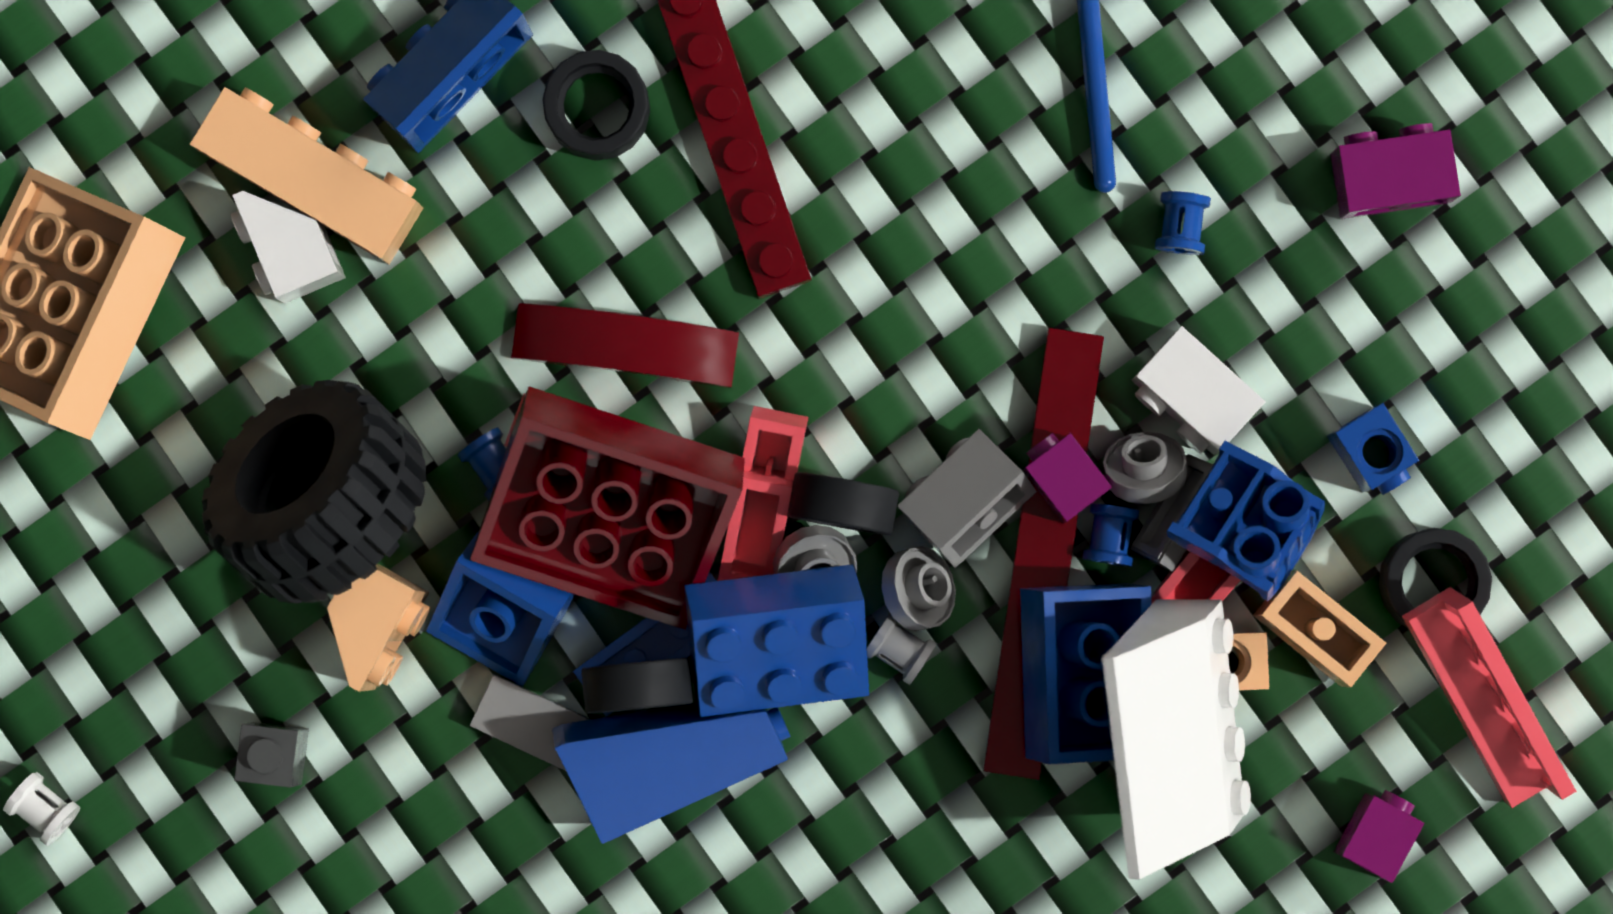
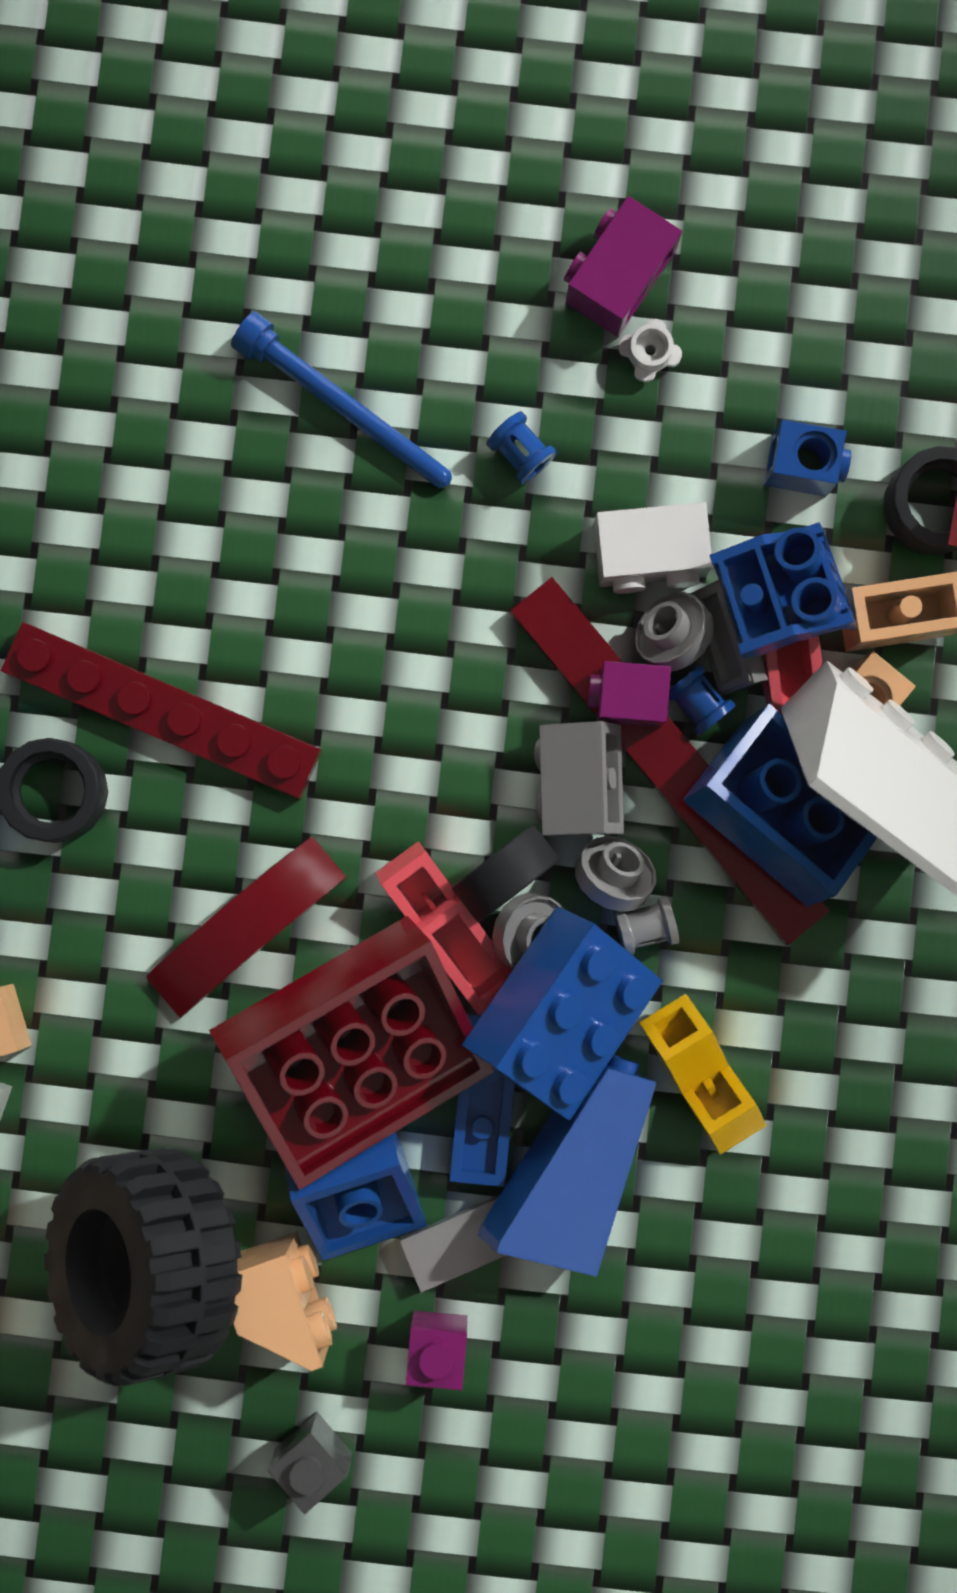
camera: 60 degrees left, 0 degrees up
(438, 774) = (437, 1350): none -> magenta brick
(485, 457) = (232, 1103): blue bush -> none
(637, 685) = (505, 1149): black tyre -> none
(826, 792) = (702, 1074): none -> yellow brick
(1365, 245) = (654, 335): none -> white plate

